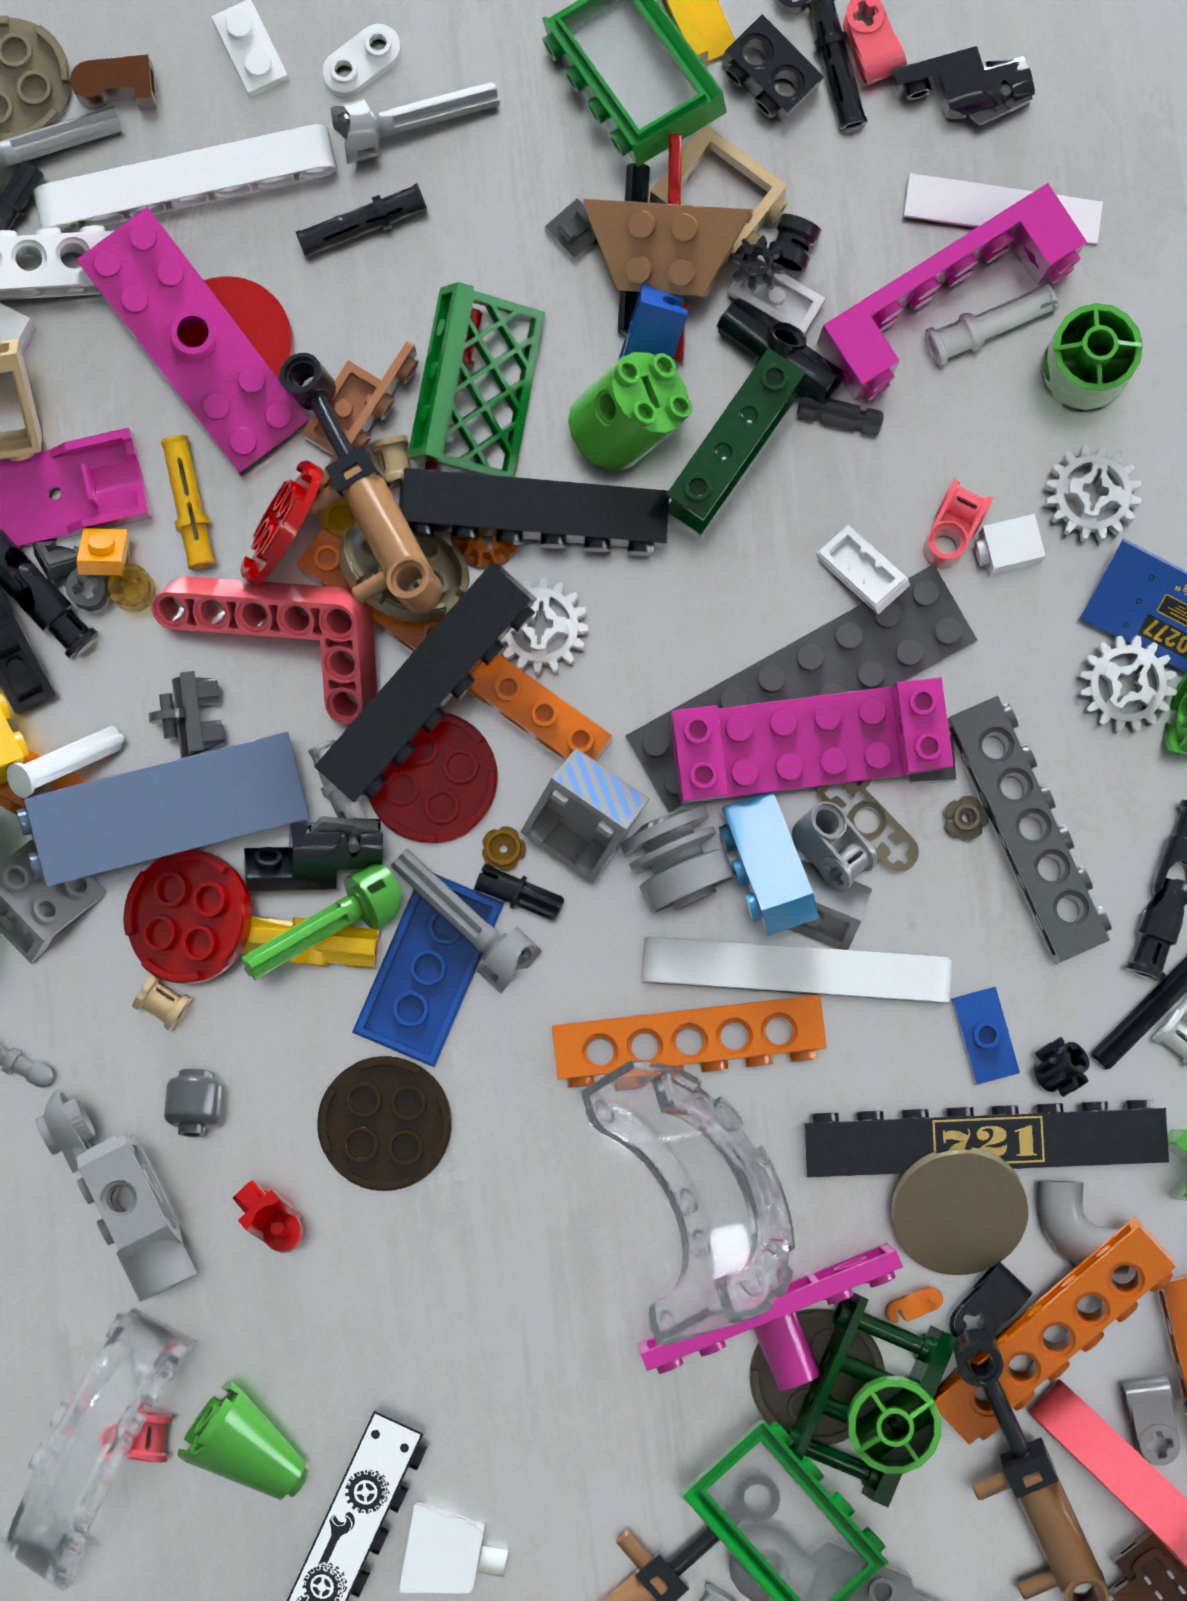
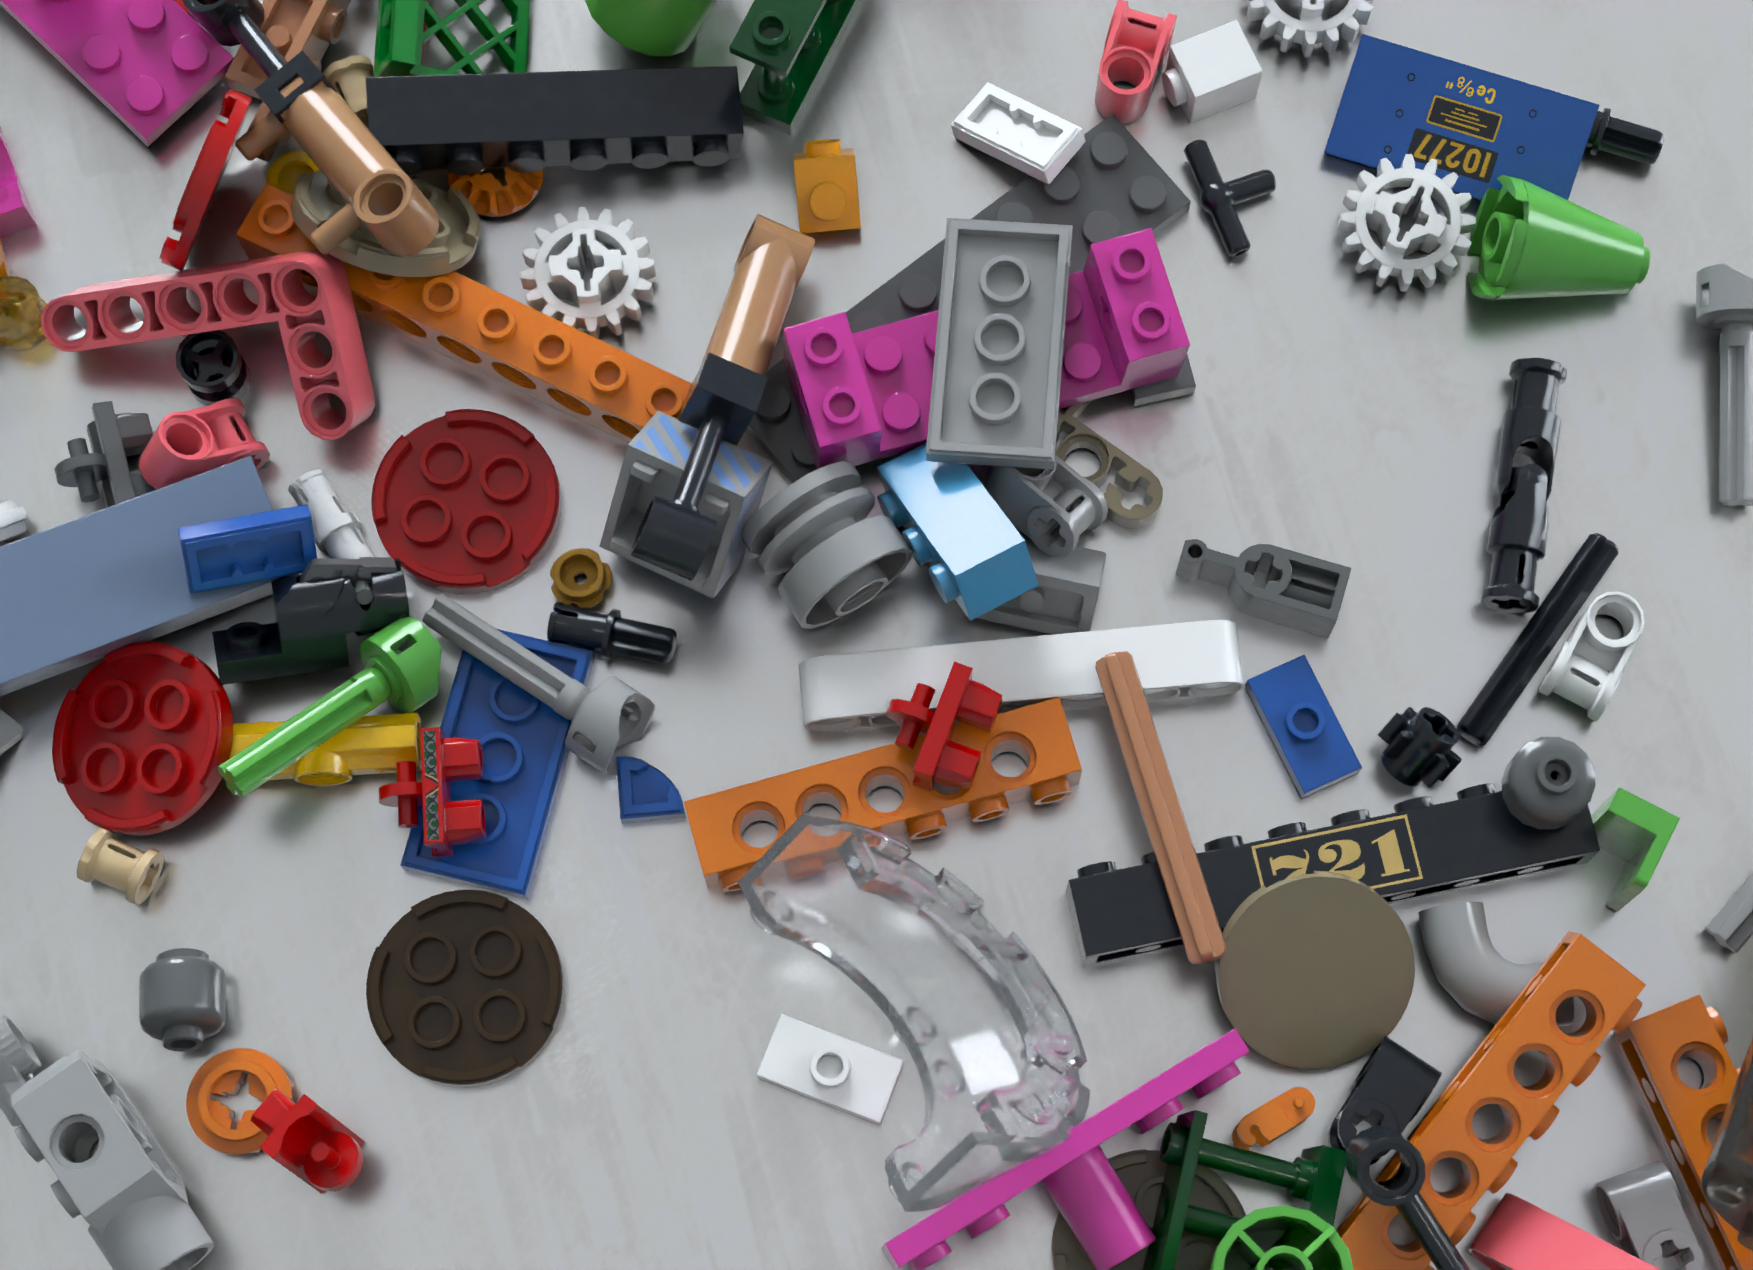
camera: 10 degrees left, 10 degrees down
(197, 551) = (101, 248): yellow pin -> none
(214, 1156) = (222, 1077): none -> orange gear
(259, 713) = (199, 442): none -> coral piece
(261, 649) = (208, 356): none -> black wheel
(278, 803) = (247, 548): none -> blue plate
(391, 970) = (443, 821): none -> red hips
(426, 682) = (435, 353): black brick -> none
(526, 1007) = (646, 792): none -> blue tile
(622, 1219) = (830, 1069): none -> white plate
(628, 742) = (726, 389): none -> piece
(719, 586) = (826, 187): none -> light orange bracket
(751, 991) = (960, 701): none -> red hips
(822, 736) = (999, 343): none -> light grey tile
(874, 1084) = (1160, 808): none -> nougat axle
(957, 826) = (1216, 451): dark tan plate -> none
(994, 928) = (1298, 588): none -> dark grey piece
(999, 639) = (1220, 197): none -> black piece
(1005, 814) = (1382, 570): dark grey brick -> none
(1127, 1120) = (1548, 782): none -> dark grey head

